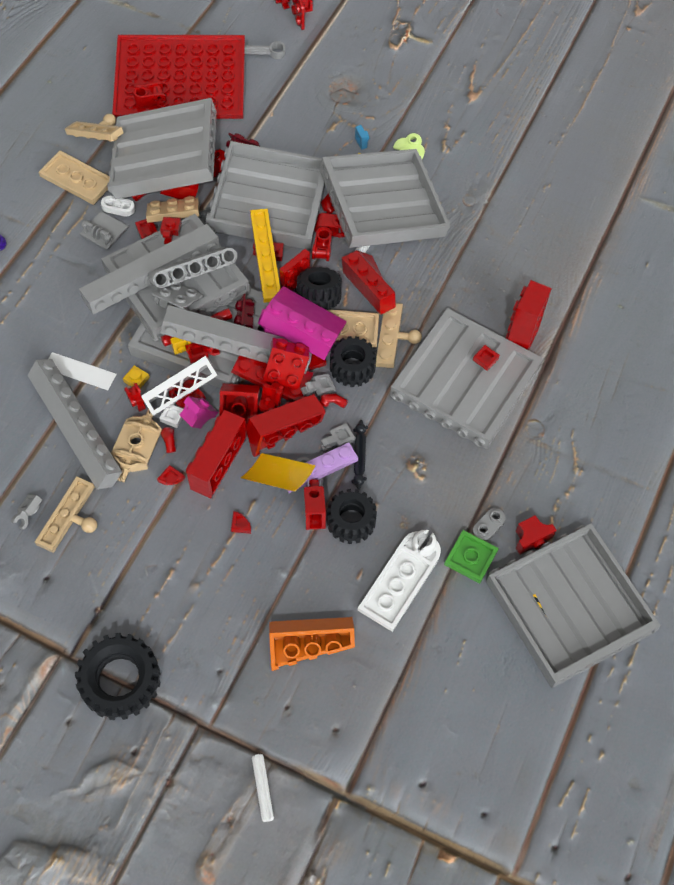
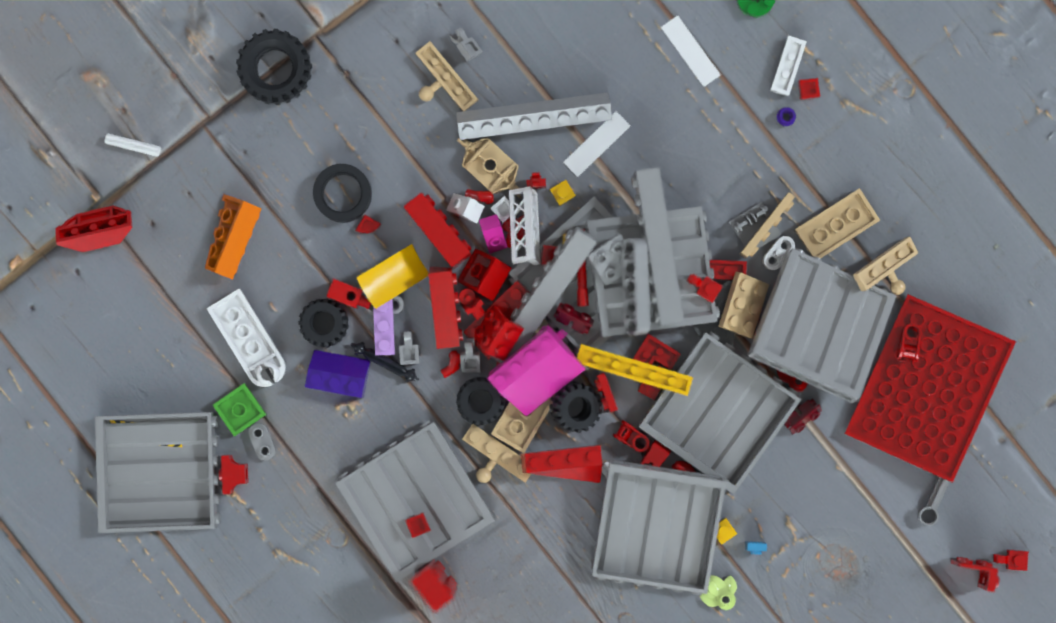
camera: 120 degrees right, 25 degrees up
(97, 217) = (773, 220): none -> tan plate
(171, 476) = (443, 183): red tile -> none
(185, 444) = (465, 207): none -> white brick
(208, 536) = (331, 172): none -> black tyre
(245, 259) = (654, 349): none -> red plate
(367, 778) = (94, 229): none -> red wedge
(392, 485) = (338, 373): none -> dark purple slope

